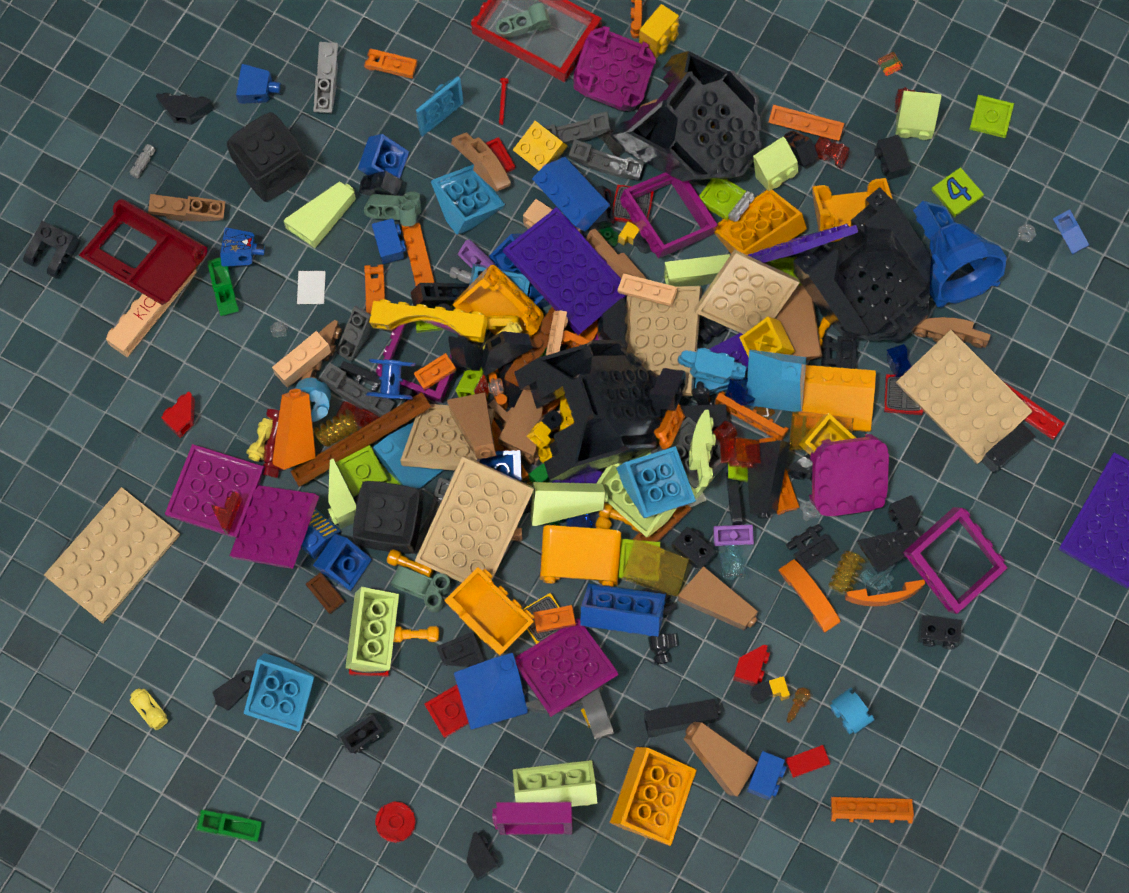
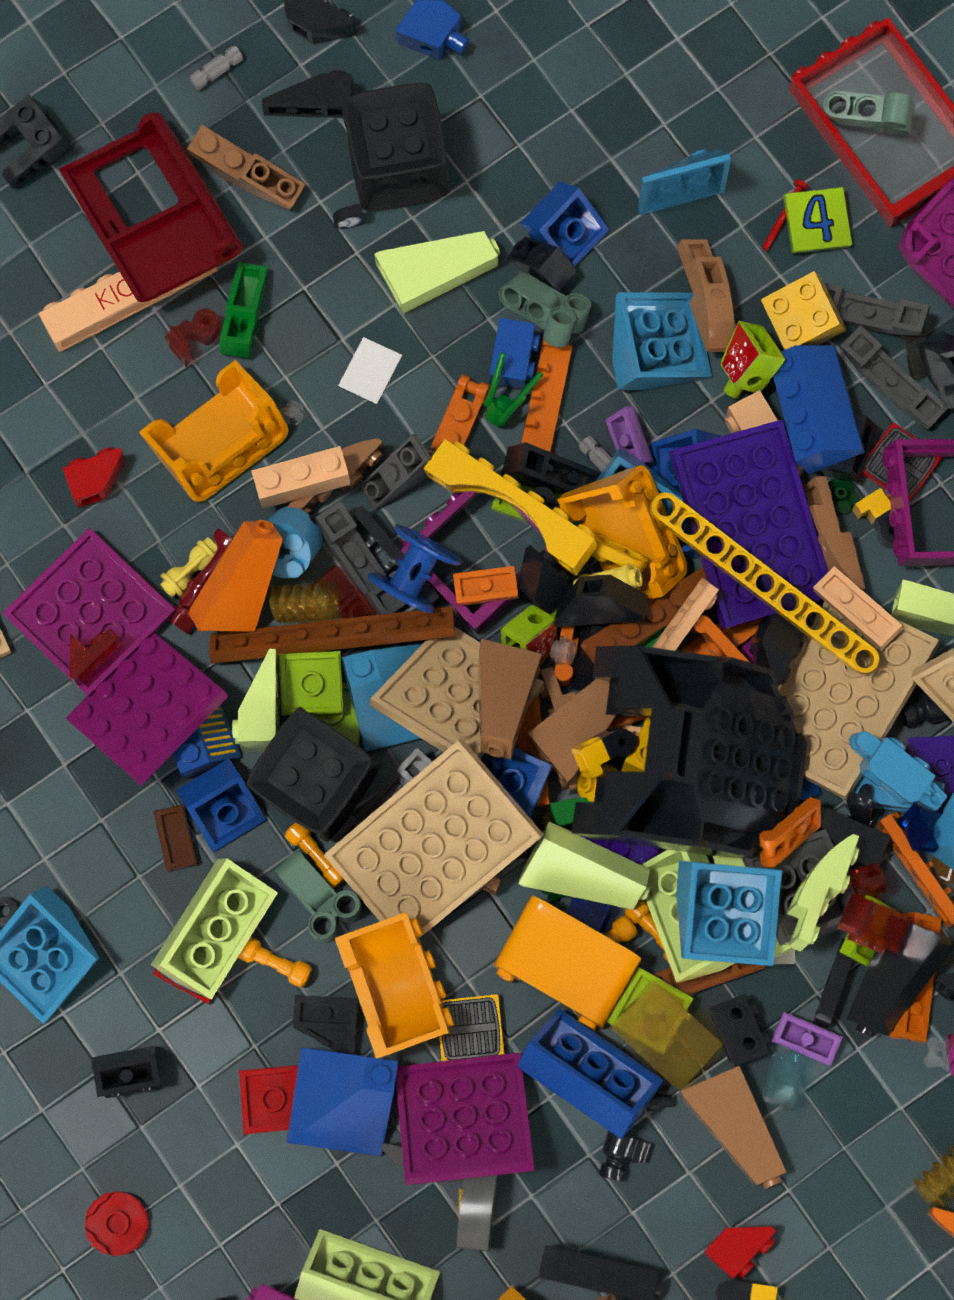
camera: 25 degrees right, 5 degrees up
(204, 307) = (202, 329): none -> clear red leg
(209, 151) = (314, 97): none -> black slope
(239, 248) = (292, 264): blue torso -> none
(243, 360) = (219, 436): none -> light orange windscreen
(258, 208) = (348, 217): none -> black tile
(326, 77) = (540, 62): light grey slope -> none
(391, 63) = (645, 83): orange plate -> none
(396, 273) = (502, 407): none -> green plant
(500, 152) = (741, 293): red tile -> none
(522, 95) = (817, 220): none -> lime tile
(522, 185) = (750, 359): none -> lime torso
(554, 619) = (484, 1038): orange plate -> none
(580, 300) = (779, 586): none -> yellow beam
(668, 389) = (813, 778): black brick -> none
(810, 595) = (877, 1182): orange slope -> none
(813, 552) = (918, 1120): black plate -> none

